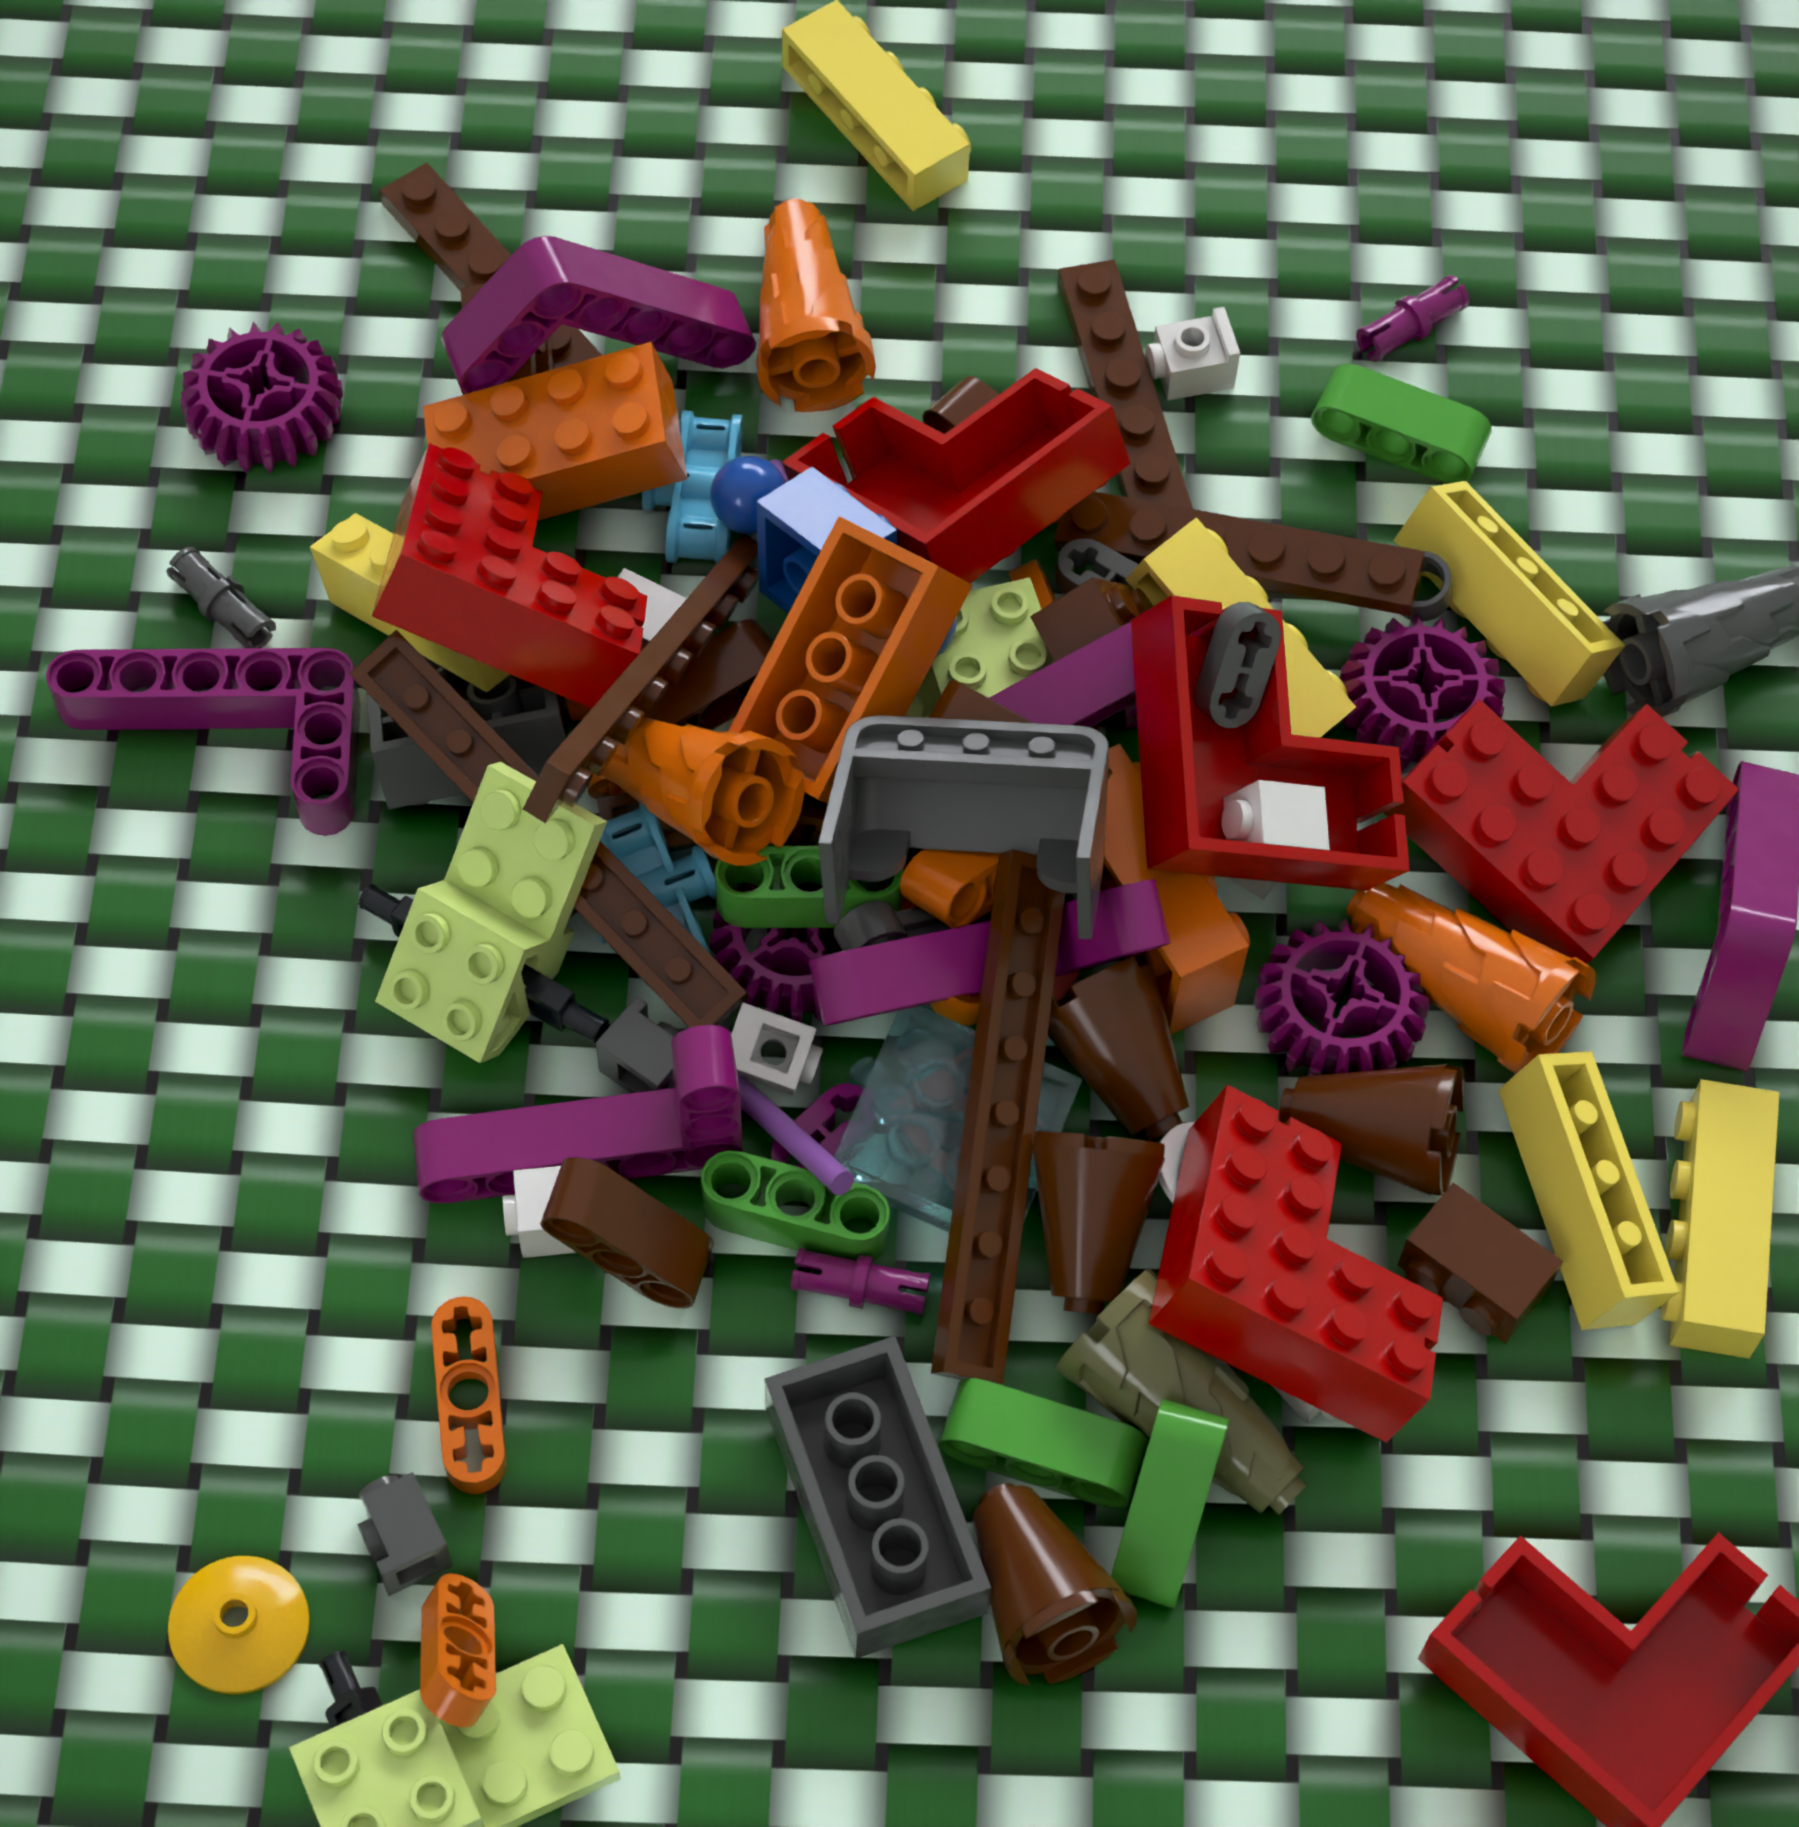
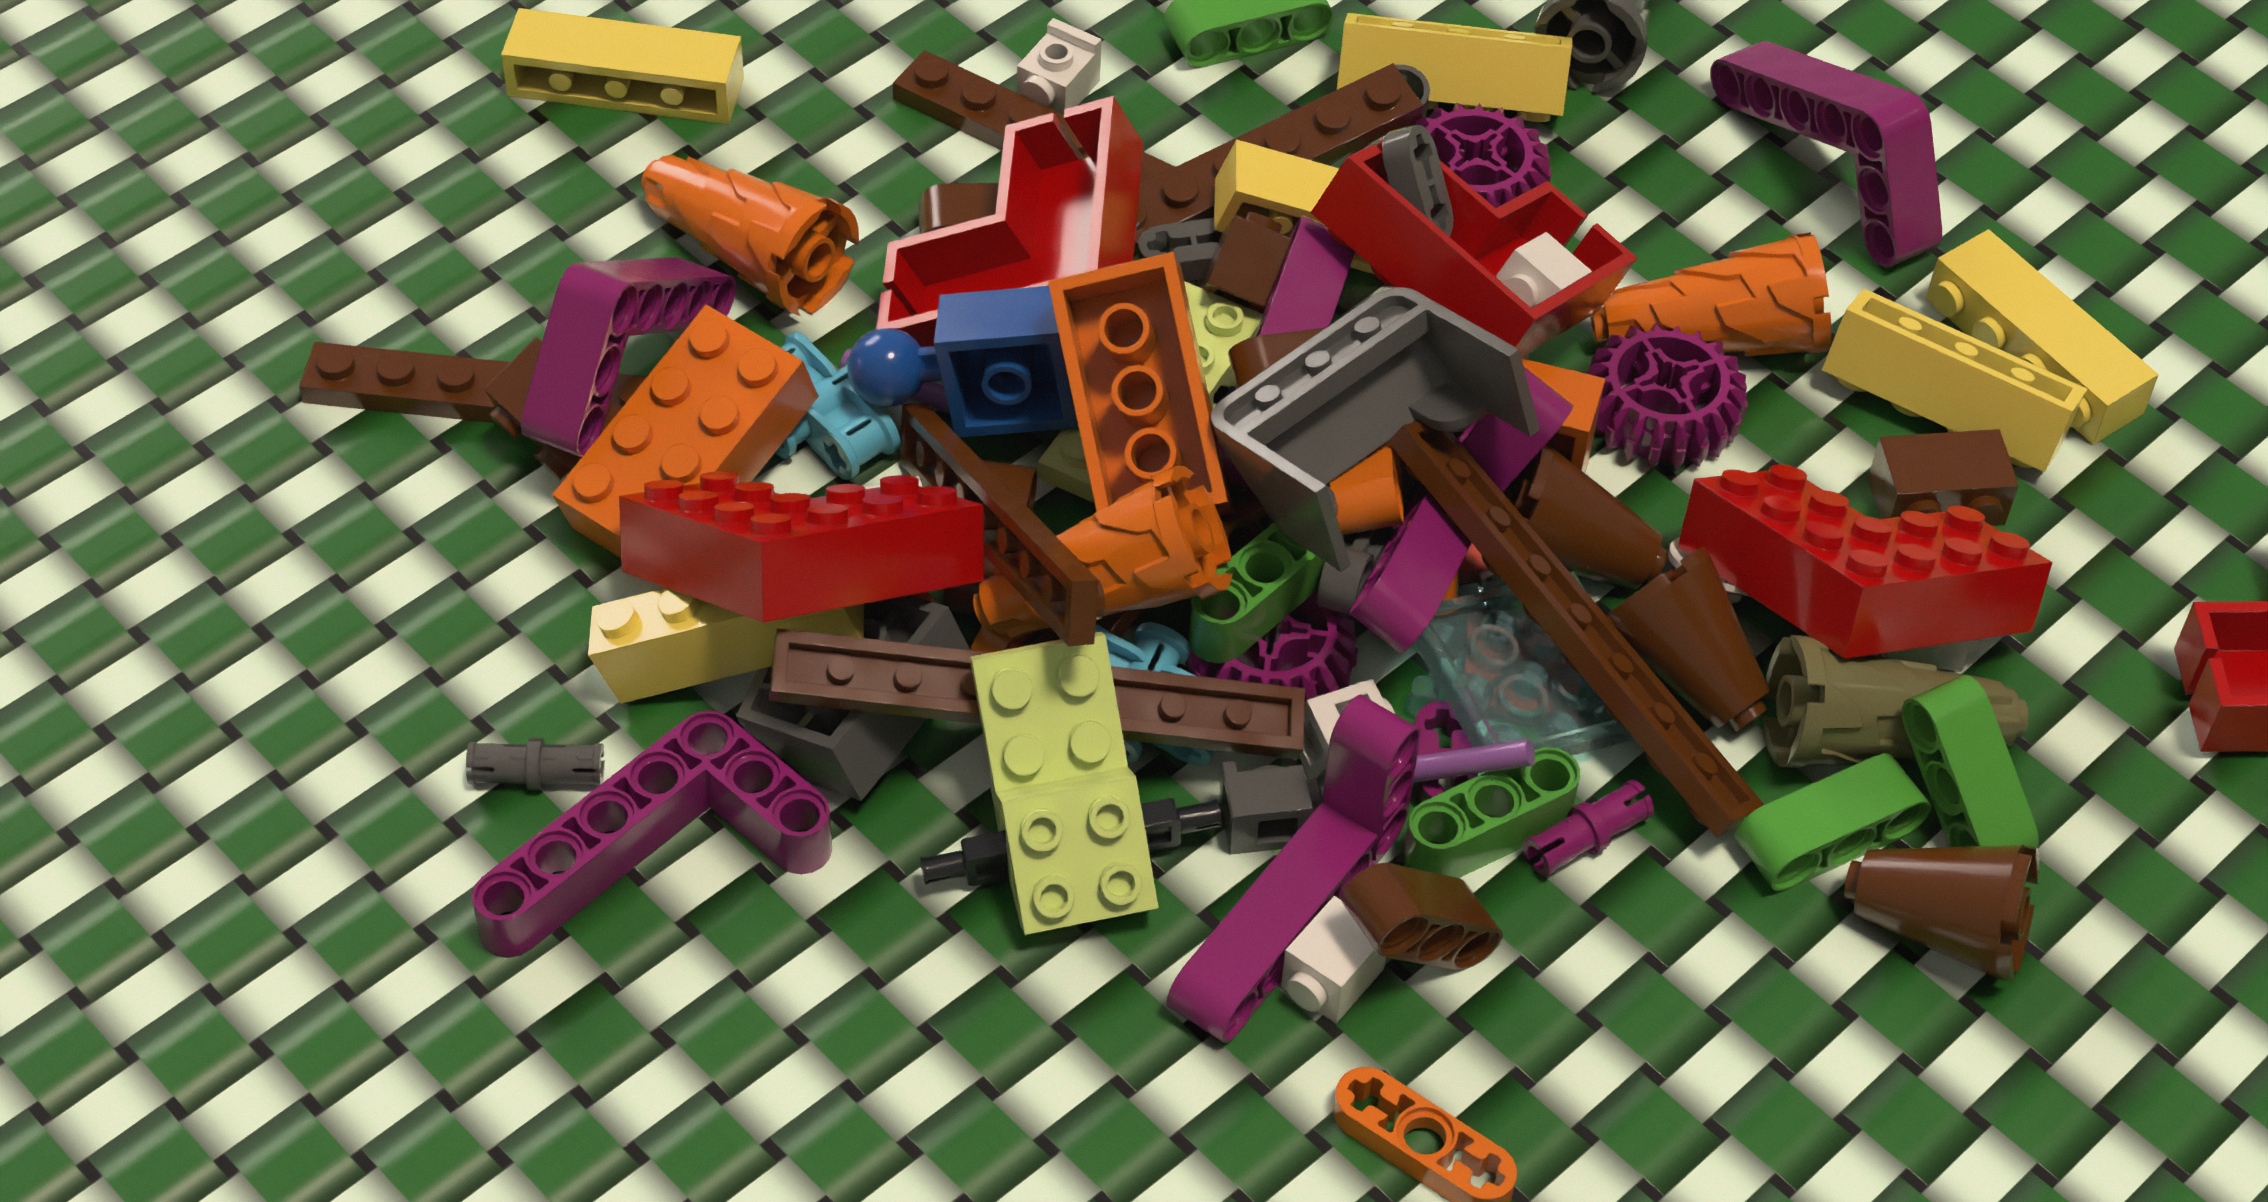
camera: 45 degrees left, 10 degrees down
(256, 383) = (390, 596): magenta gear -> none
(876, 1497) = (1786, 943): dark grey brick -> none
(1387, 1120) = (1799, 424): reddish brown cone -> none
(1555, 852) = (1680, 175): red piece -> none

